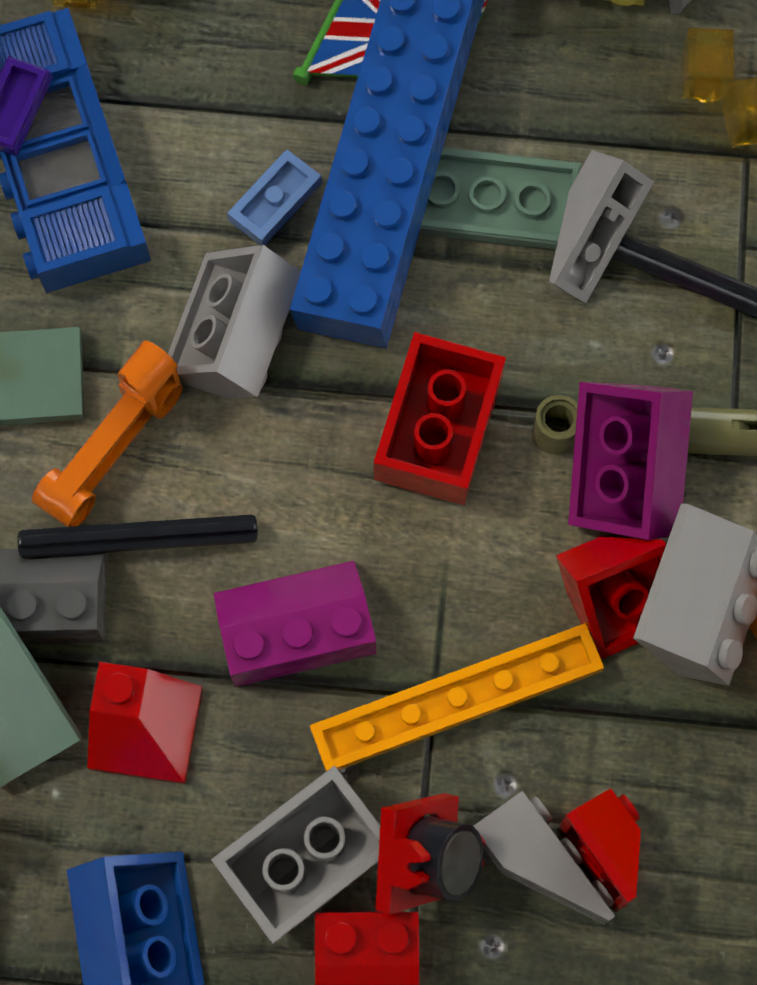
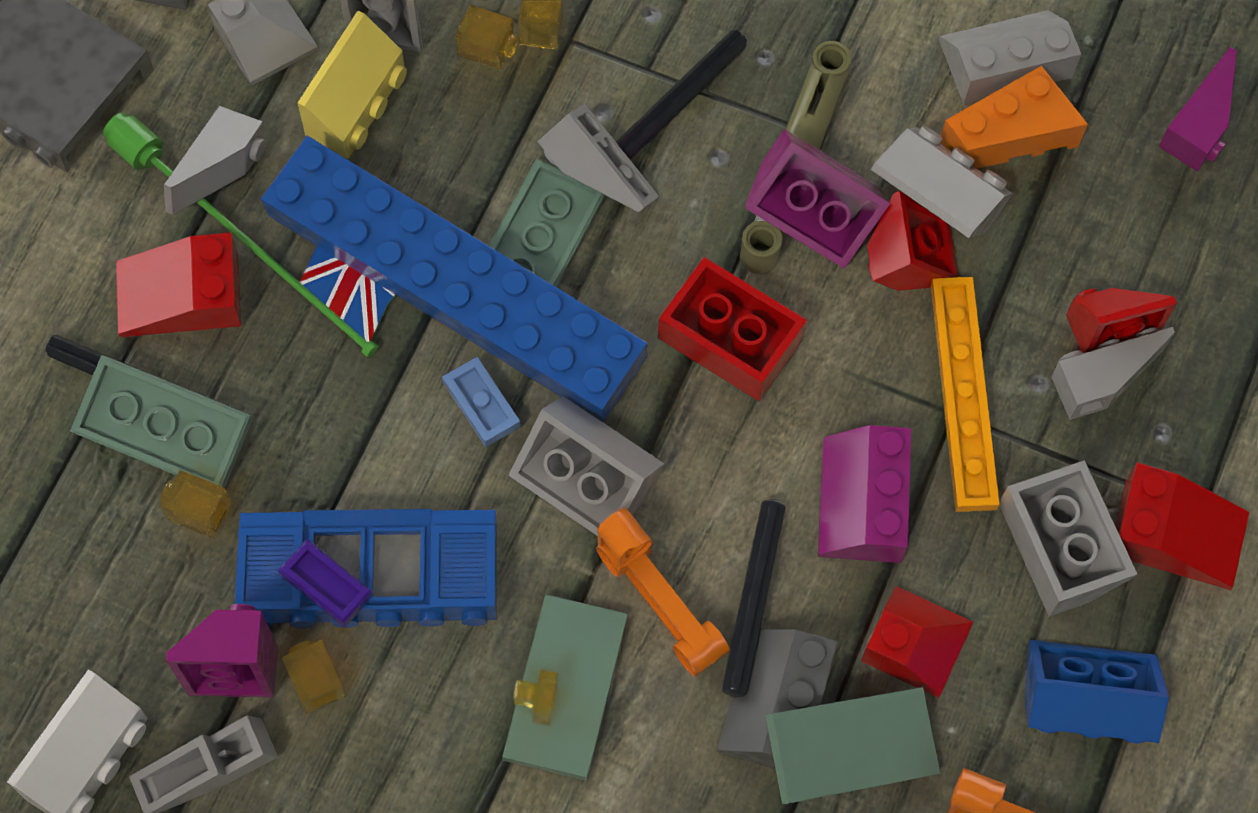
camera: 75 degrees left, 5 degrees down
(426, 856) = (1097, 438): piece -> none

